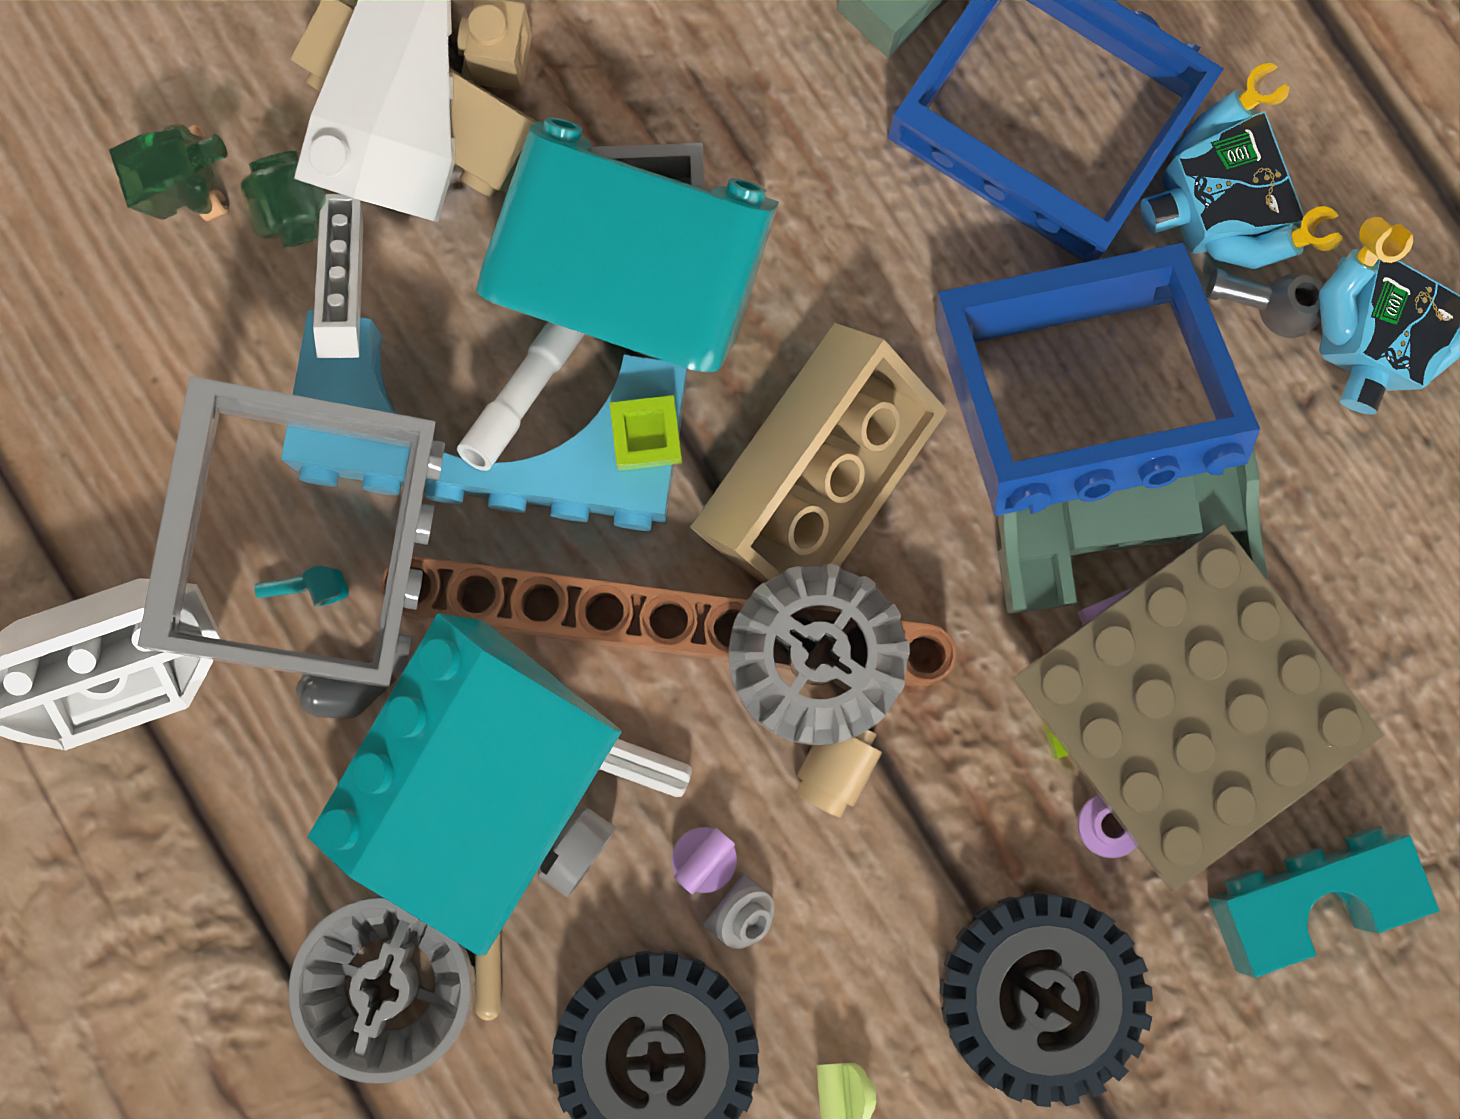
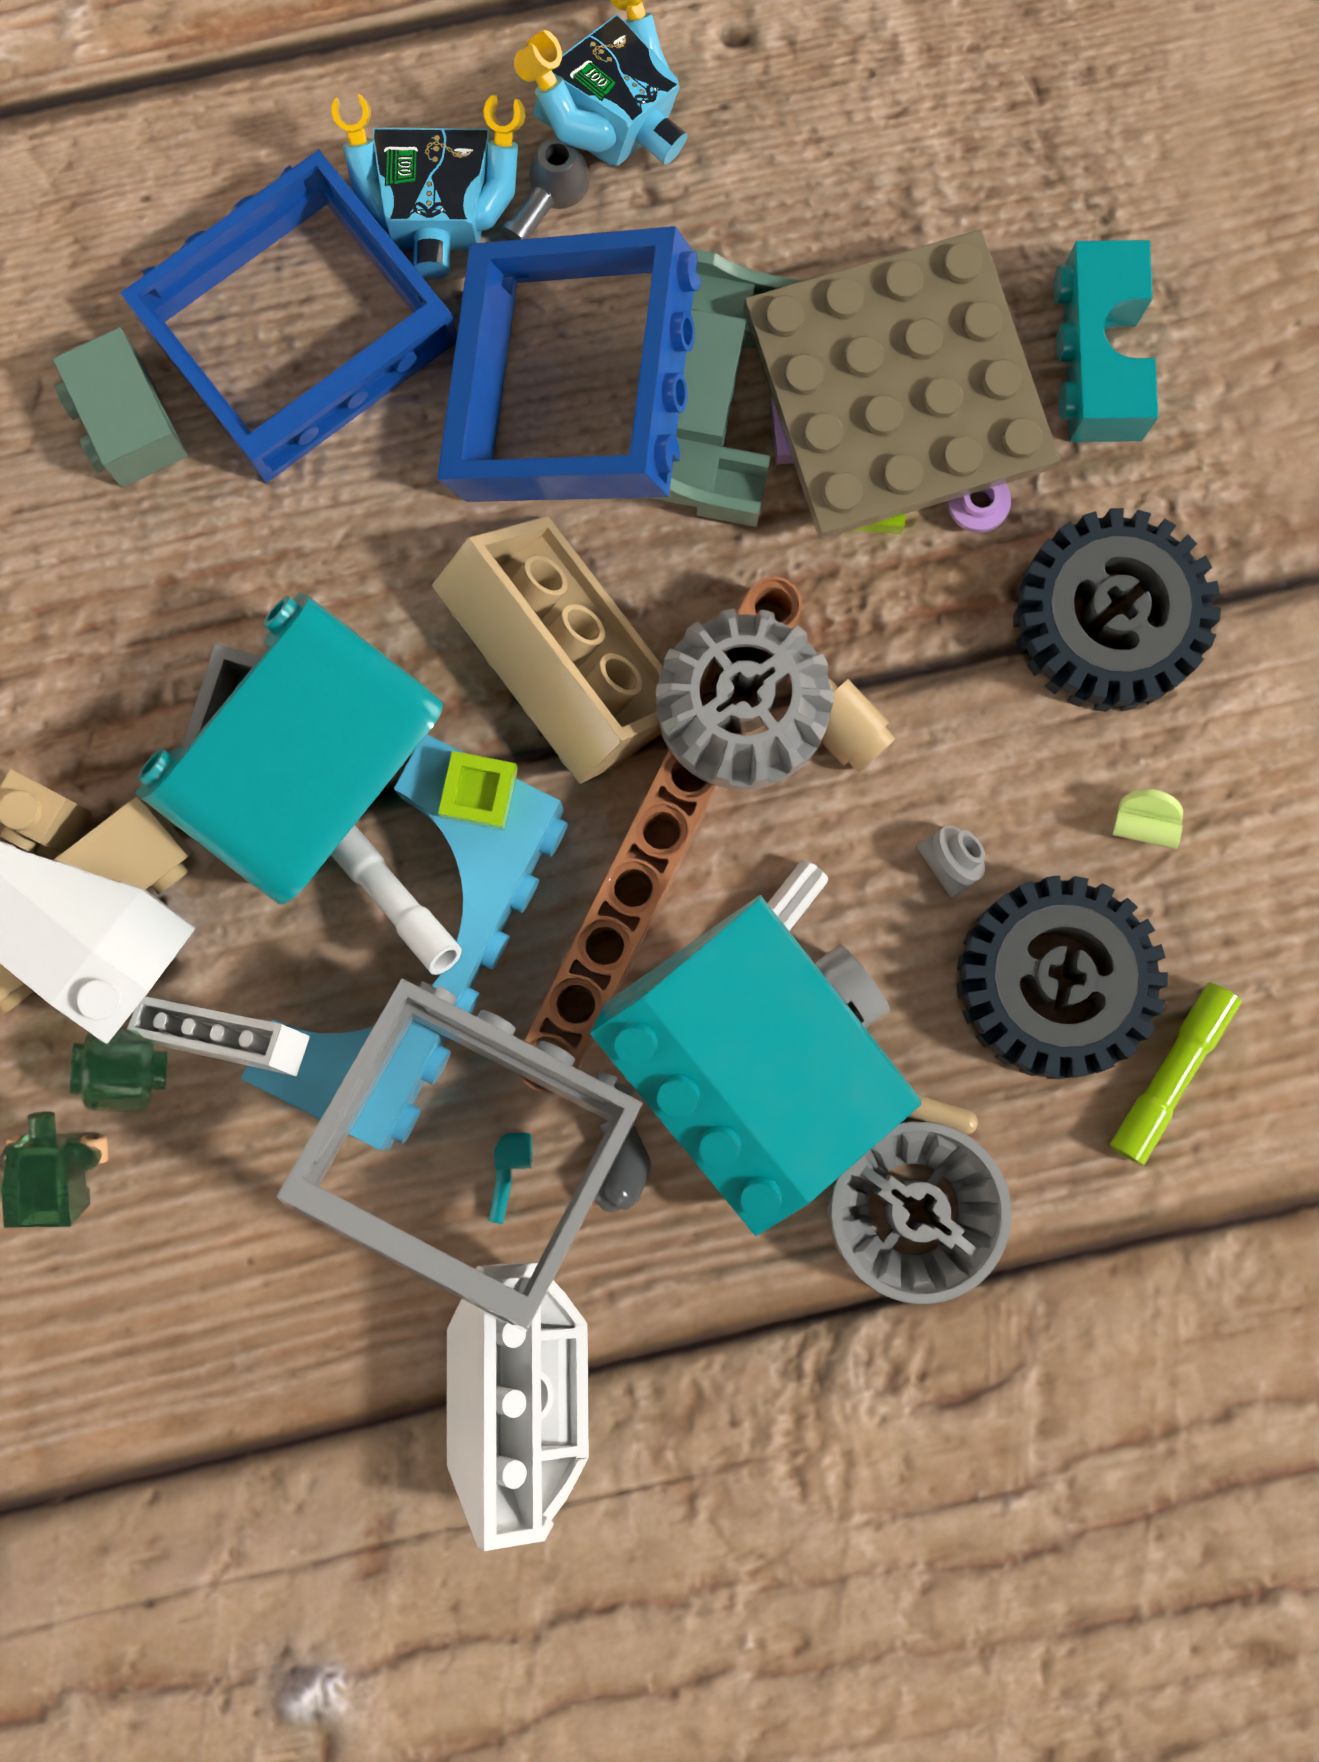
camera: 65 degrees left, 0 degrees up
(704, 860) = (892, 876): lavender plate -> none

